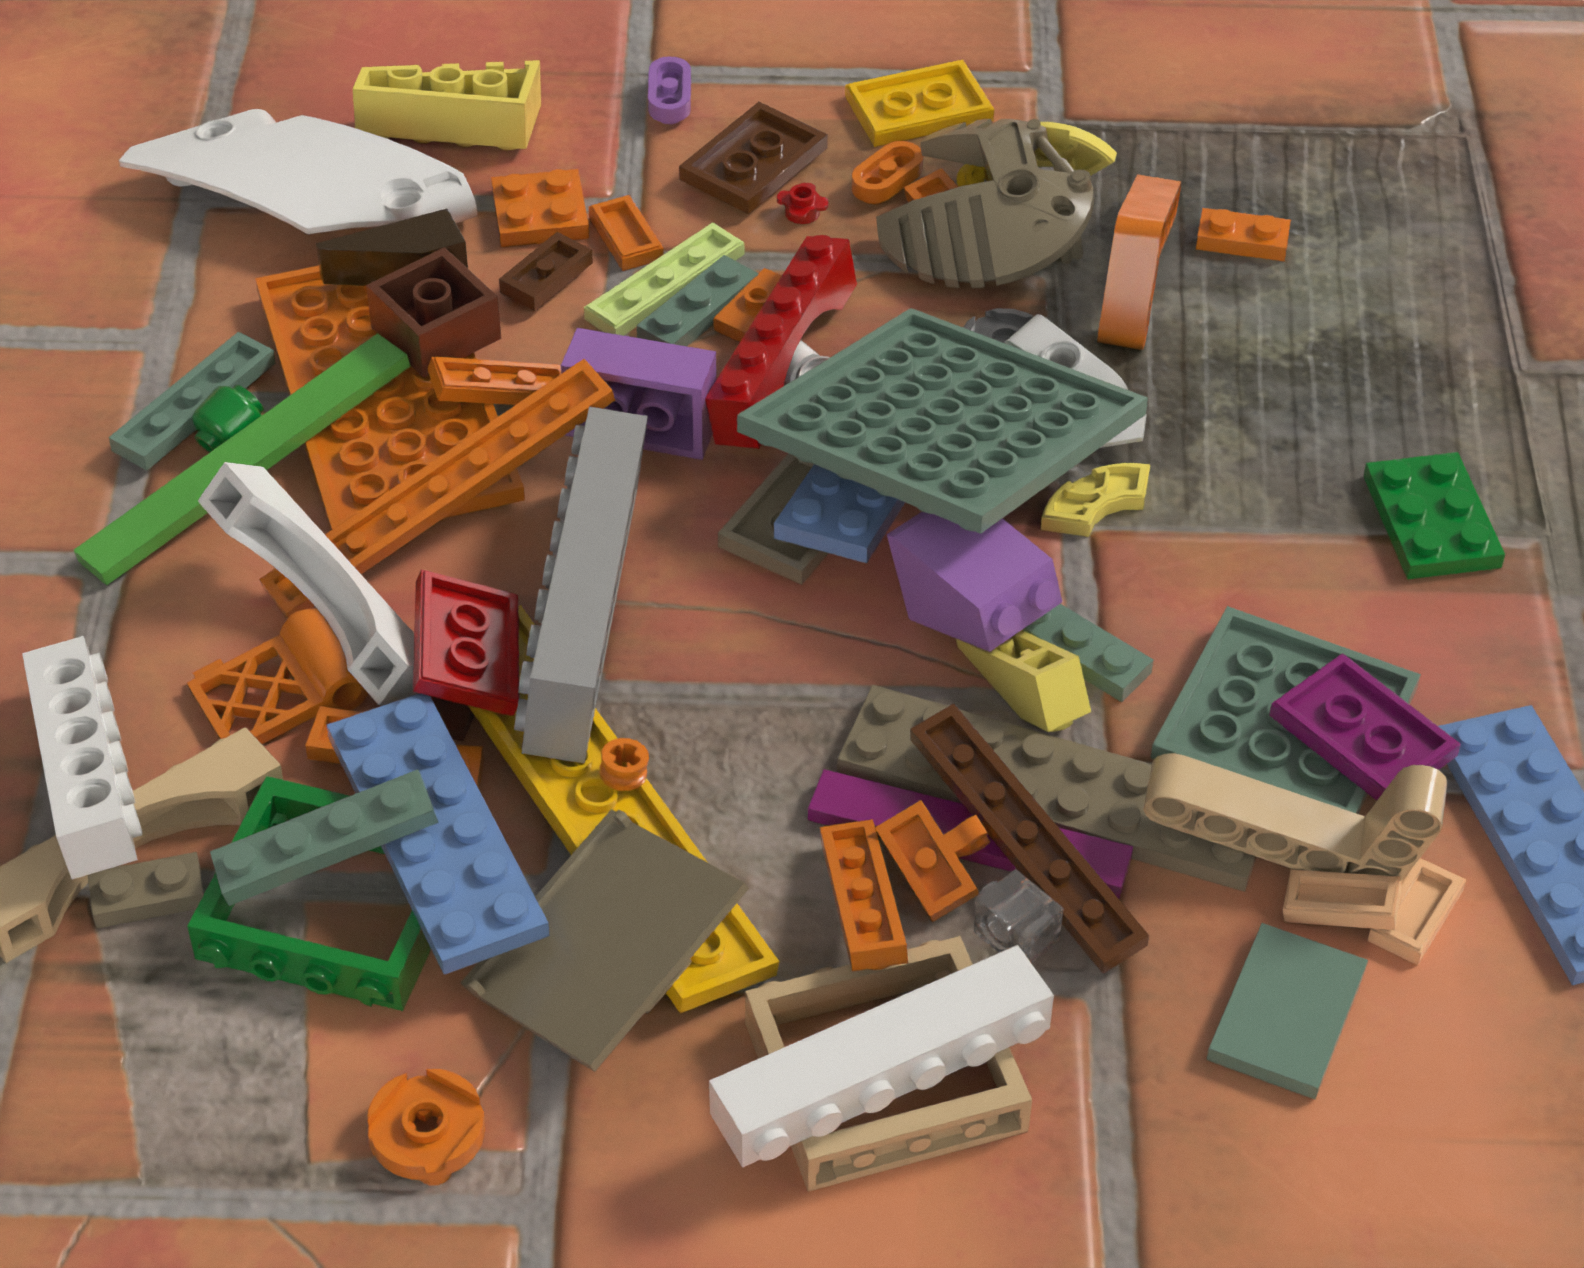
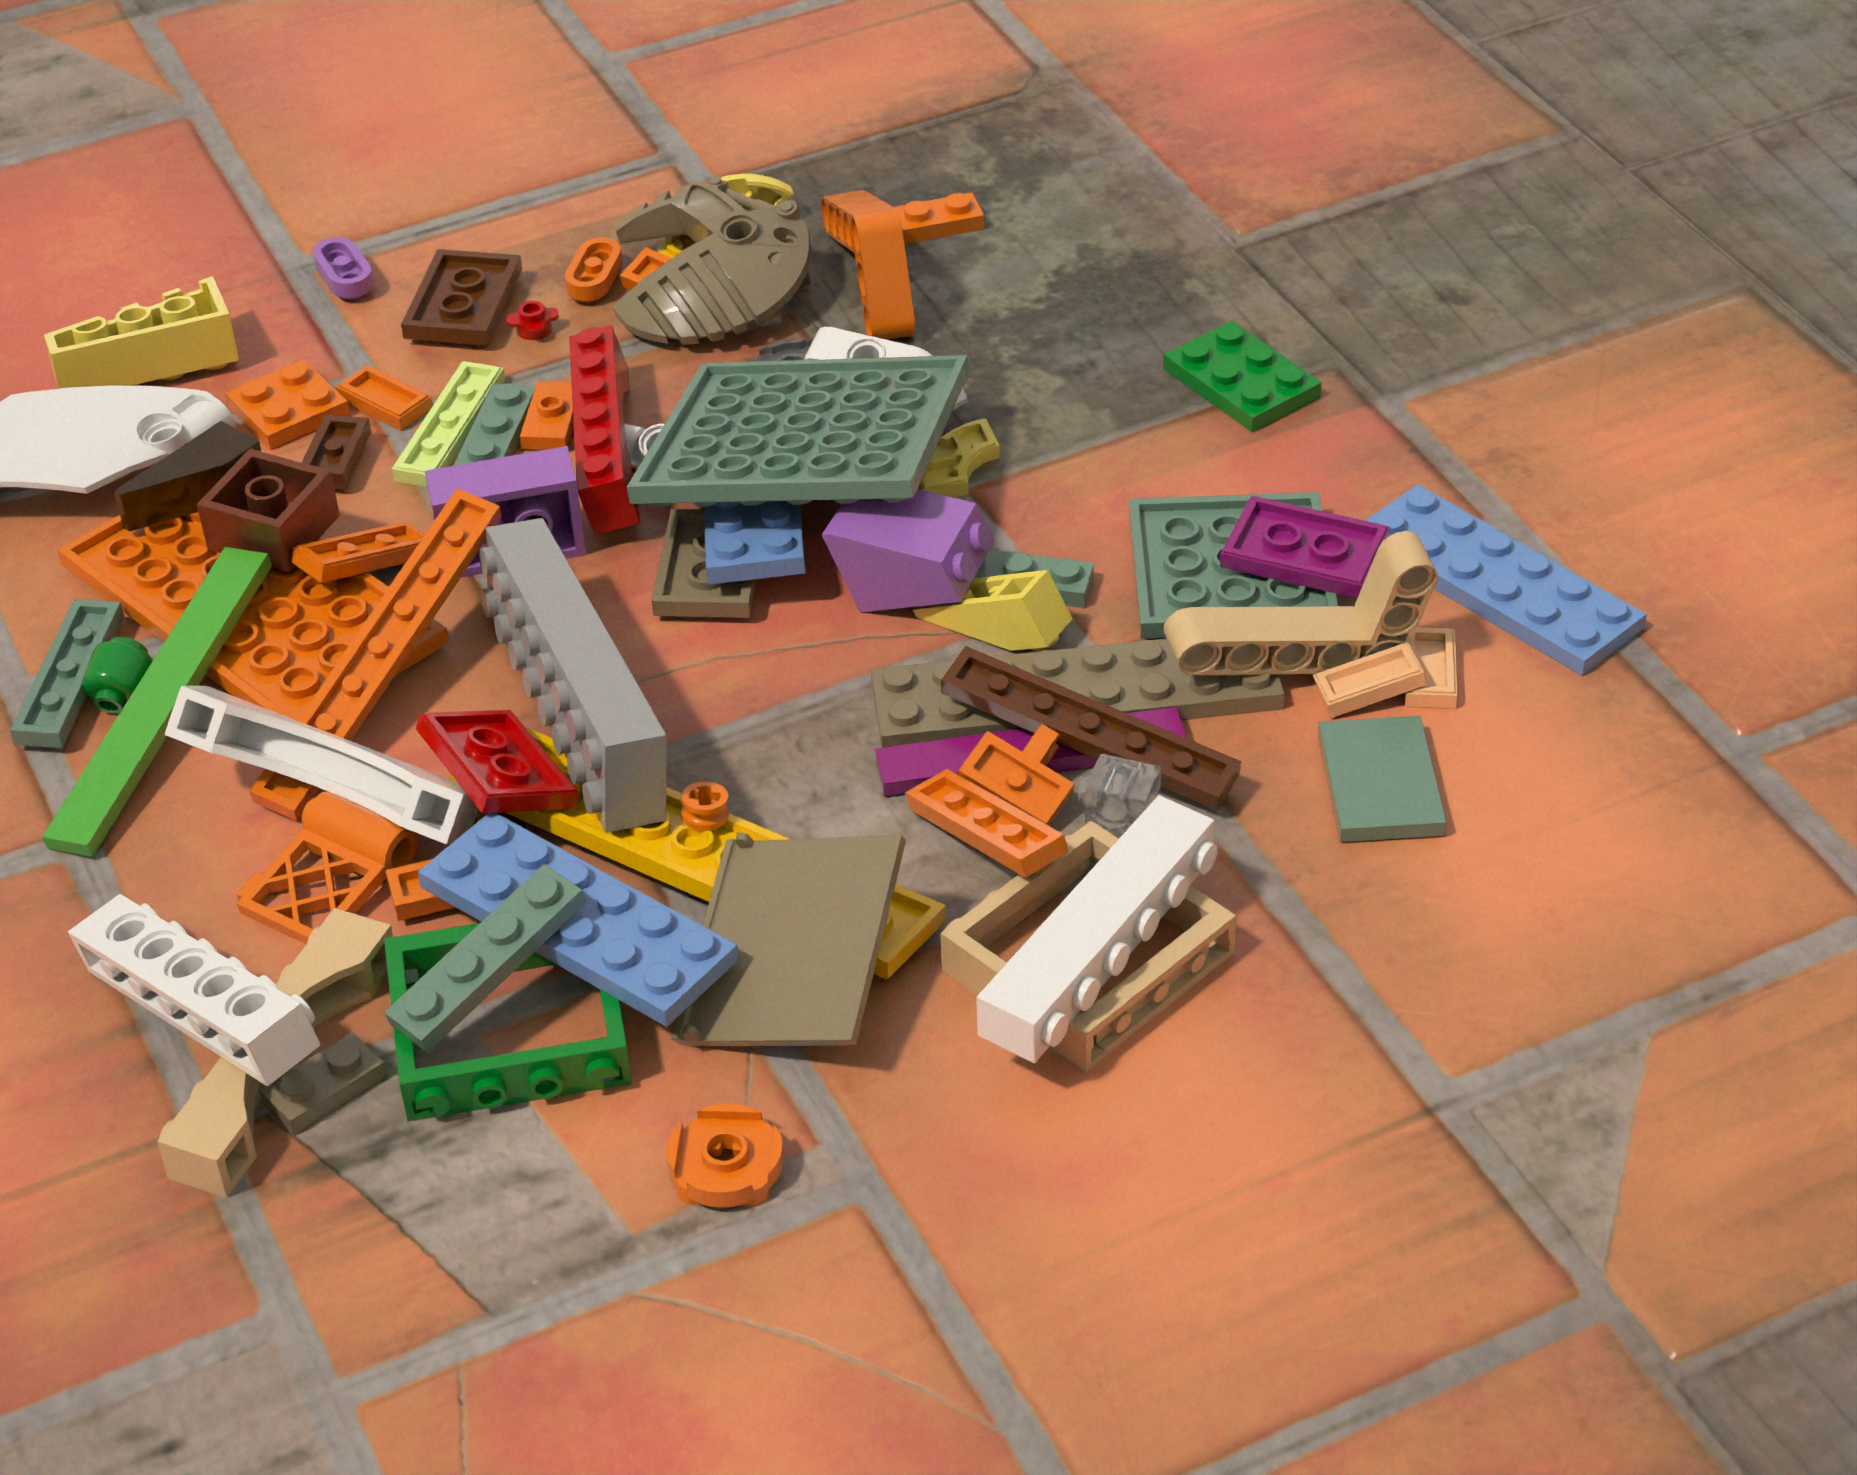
camera: 25 degrees left, 5 degrees down
(918, 102) = (578, 207): yellow tile -> none

